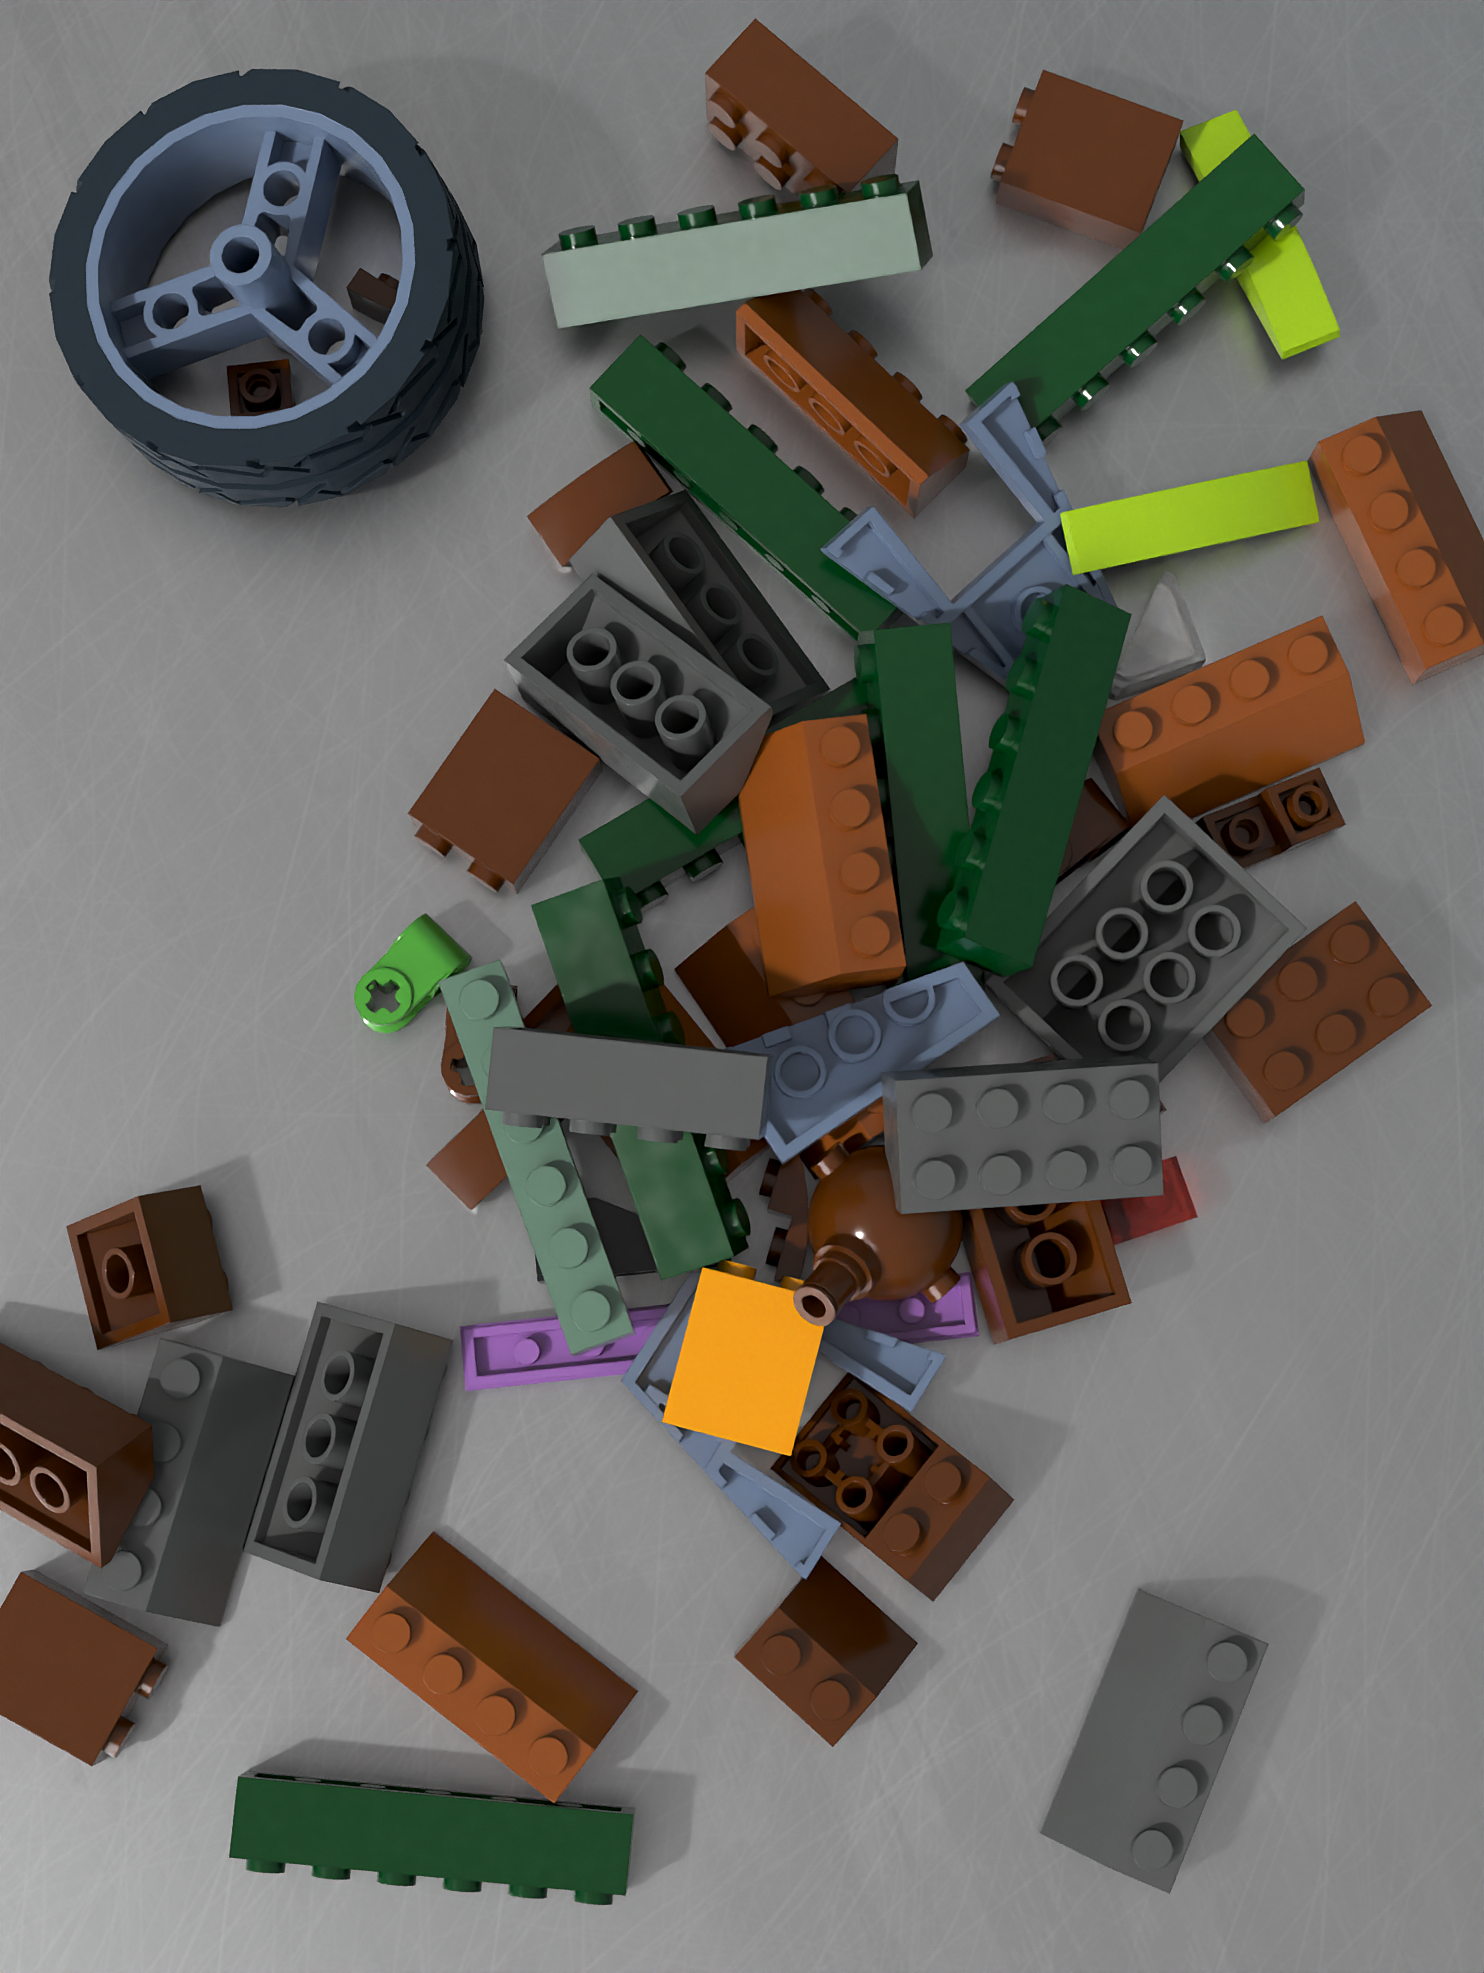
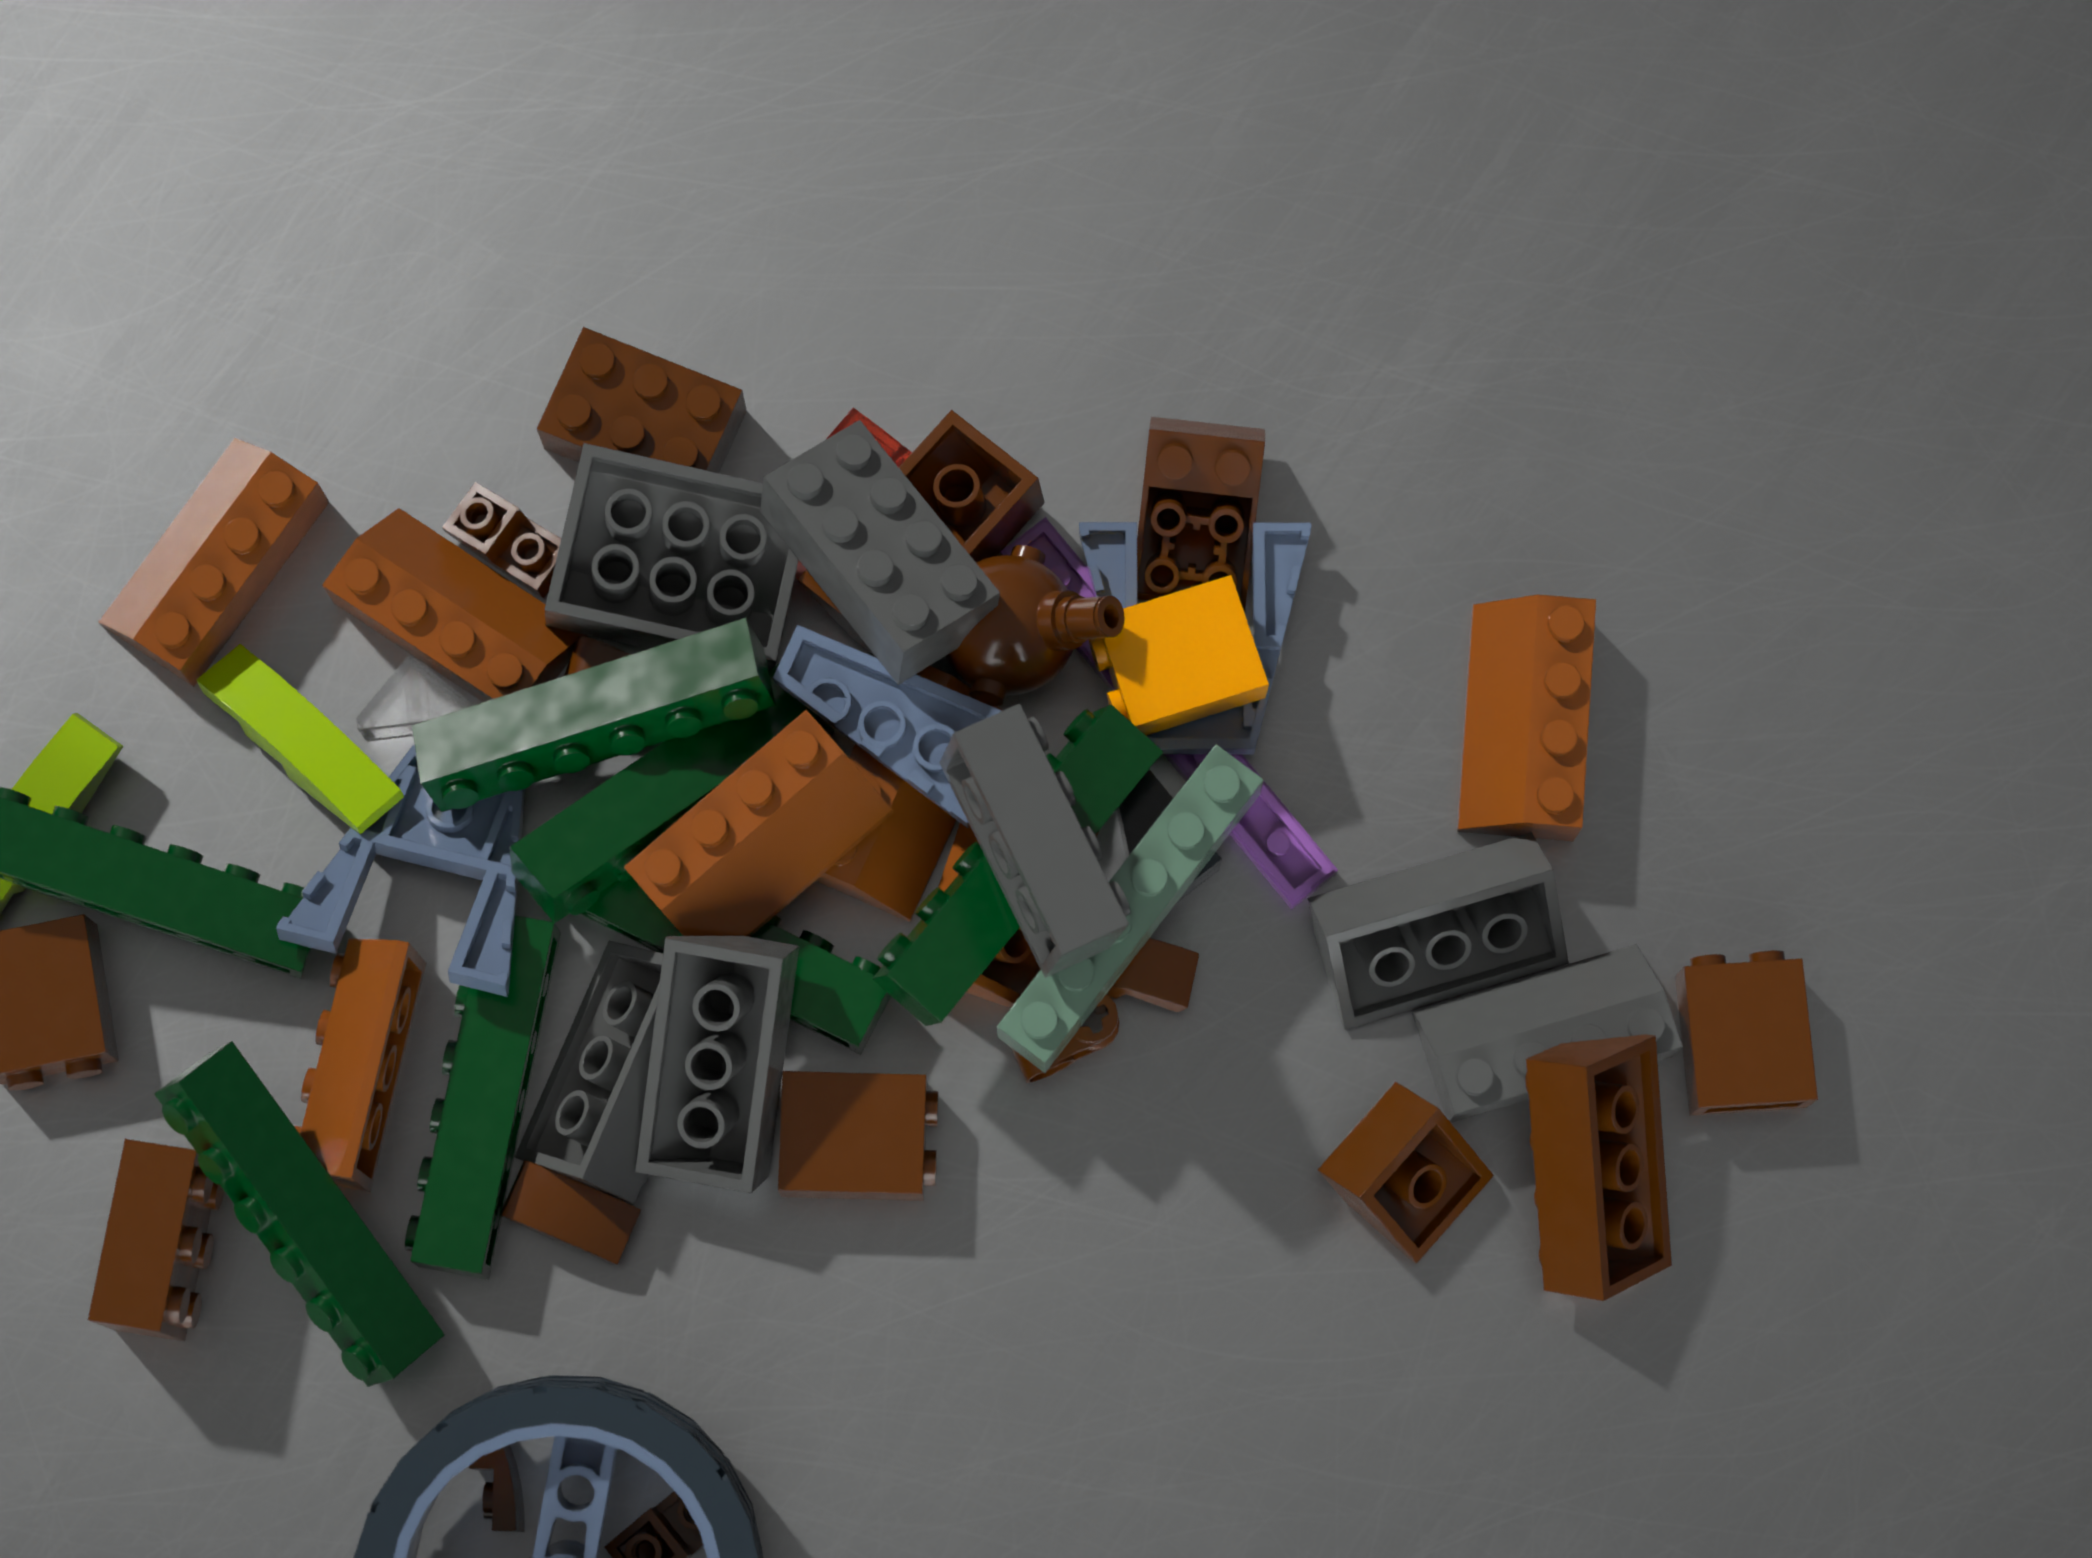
camera: 125 degrees left, 5 degrees down
(412, 967) = (1036, 1115): bright green piece -> none
(432, 1834) = (1677, 683): dark green brick -> none
(788, 1199) = (1066, 693): reddish brown slope -> none
(826, 1651) = (1354, 482): reddish brown slope -> none
(1153, 1740) = (1258, 213): dark grey slope -> none

